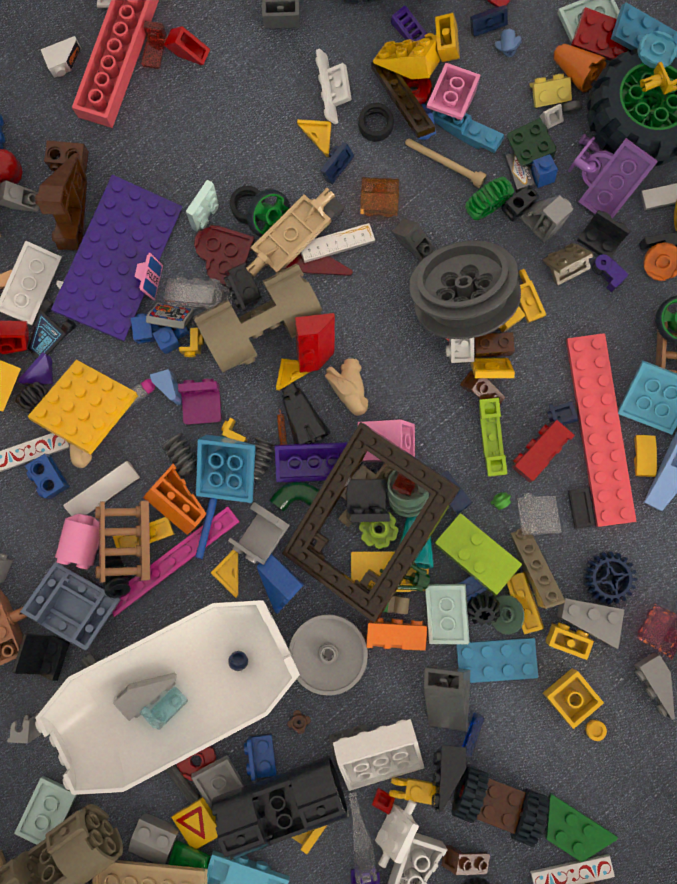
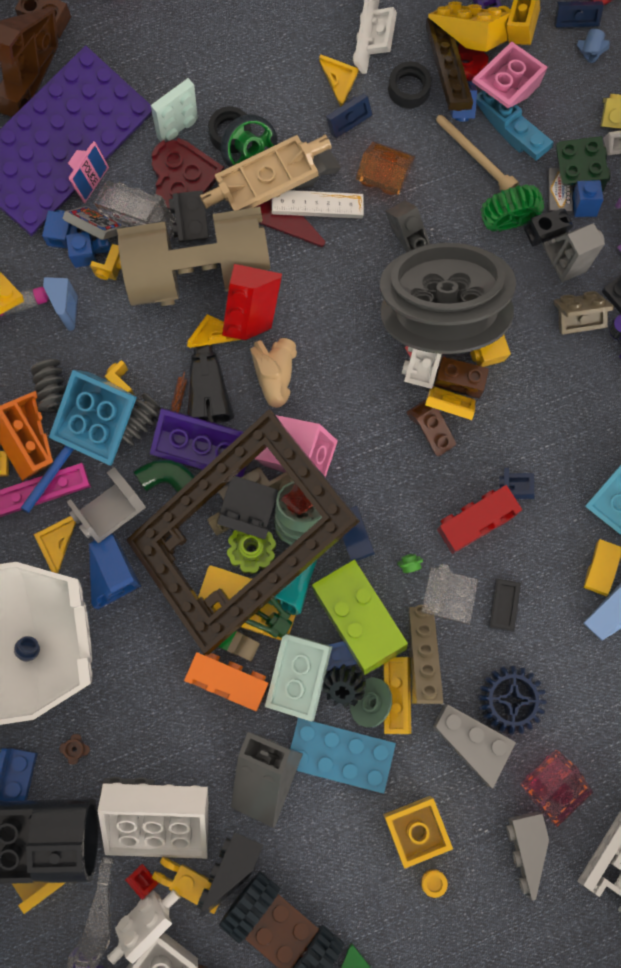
camera: 10 degrees right, 5 degrees down
(200, 401) = (95, 332): magenta bracket -> none
(329, 654) = (137, 677): light grey dish -> none
(473, 733) = (279, 835): clear blue tile -> none
(492, 437) = (424, 484): lime slope -> none
(530, 300) = (522, 339): yellow hinge -> none
(569, 641) = (435, 759): yellow brick -> none
(600, 430) = (558, 521): coral plate -> none

